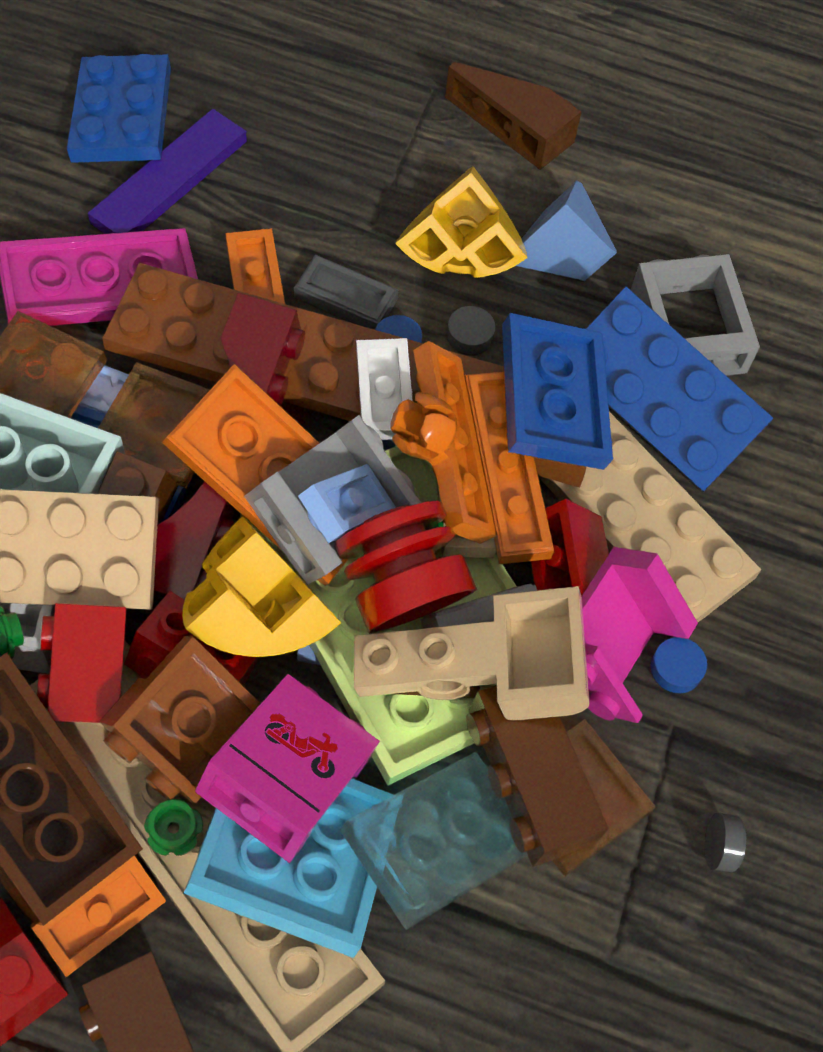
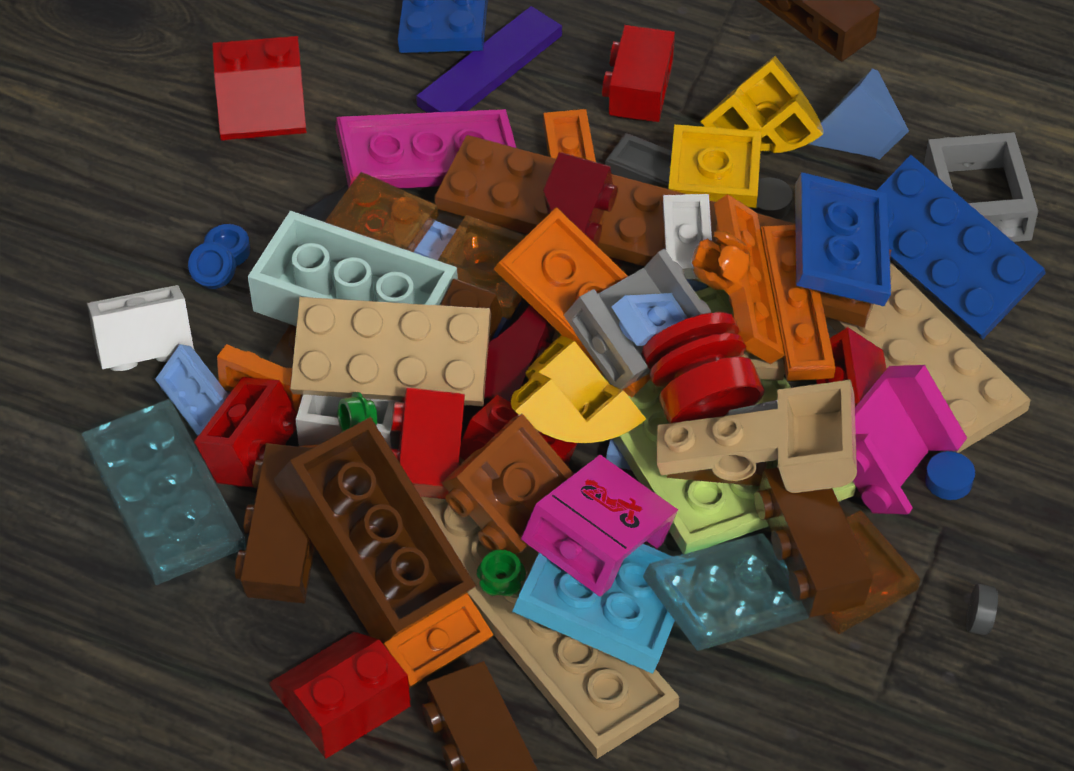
camera: 10 degrees right, 10 degrees down
(329, 186) = (640, 73): none -> red brick
(413, 294) = (716, 162): none -> yellow plate

